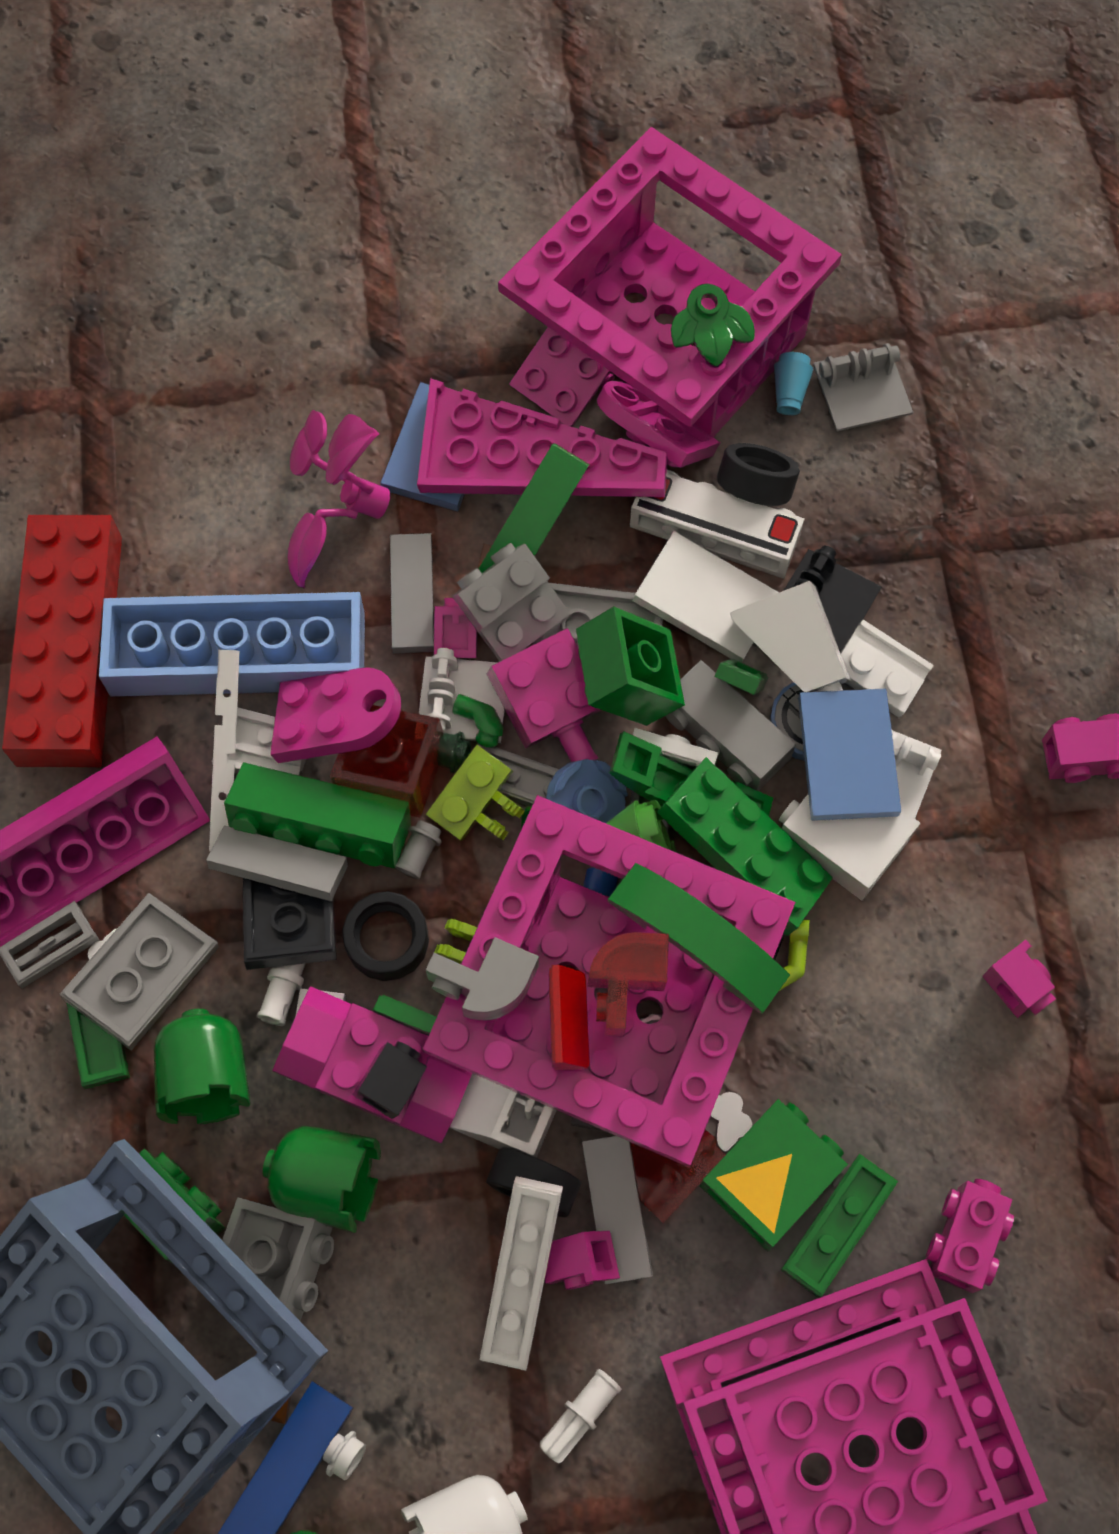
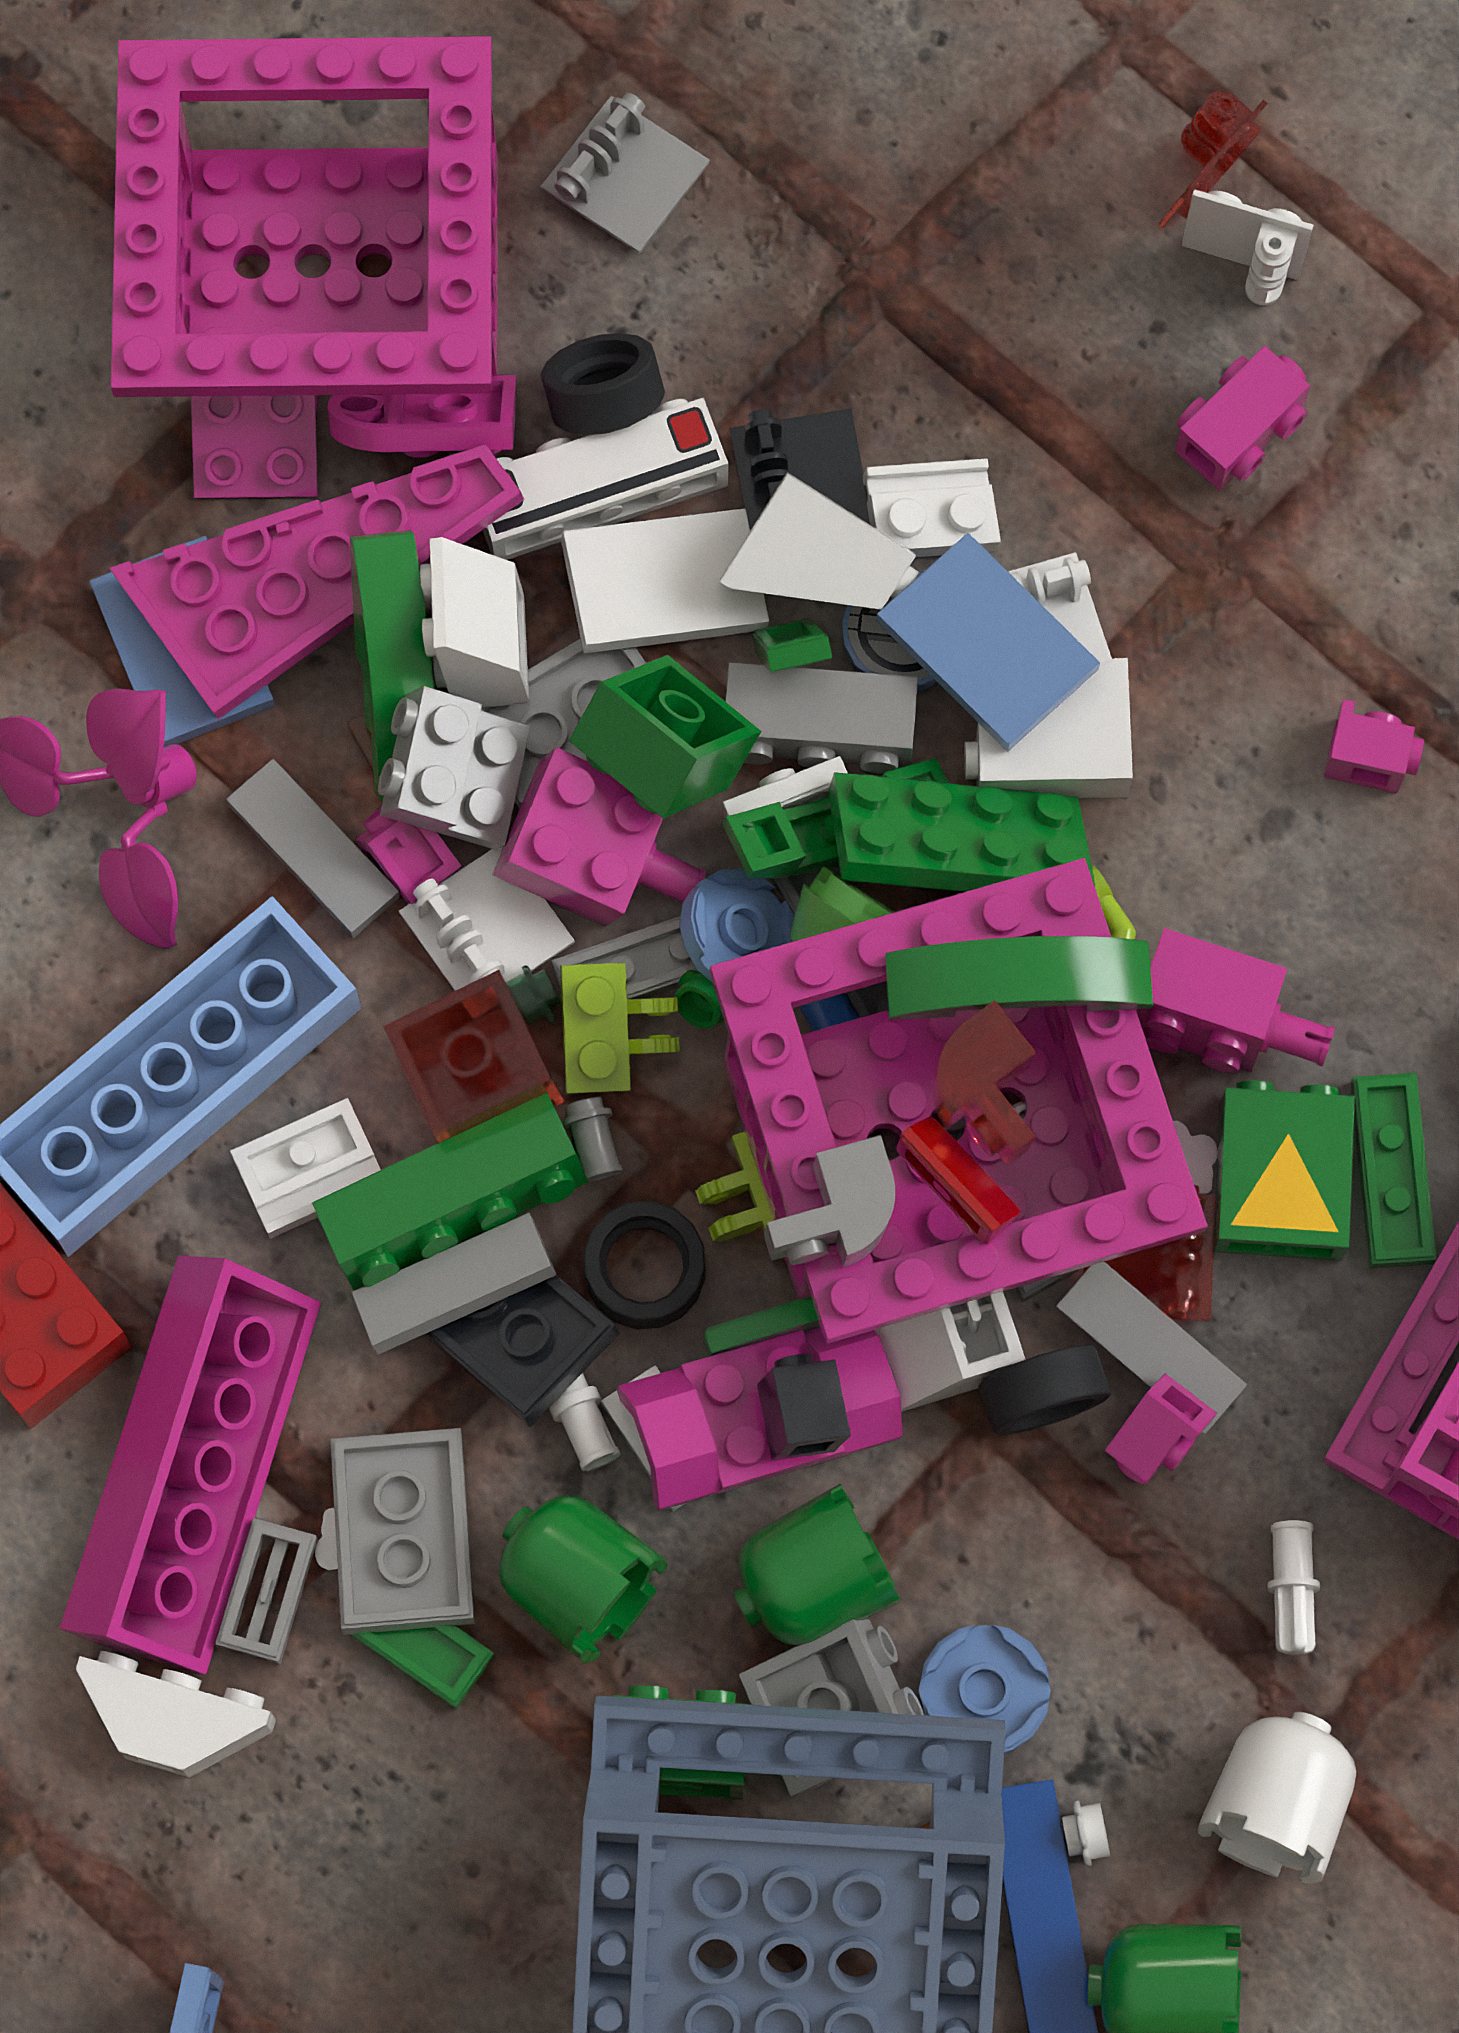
camera: 40 degrees left, 5 degrees up
(224, 738) = (269, 1200): white piece -> none
(333, 714) = (368, 1064): dark pink plate -> none
(361, 1323) = (987, 1676): none -> medium blue tile
(484, 716) = (536, 927): green arm -> none
(521, 1273) = (1115, 1490): white tile -> none
(585, 540) = (475, 624): none -> white slope
(714, 328) = (428, 256): green plate -> none
(791, 381) = (537, 232): medium azure cone -> none
(812, 1051) = (1223, 1007): none -> dark pink brick

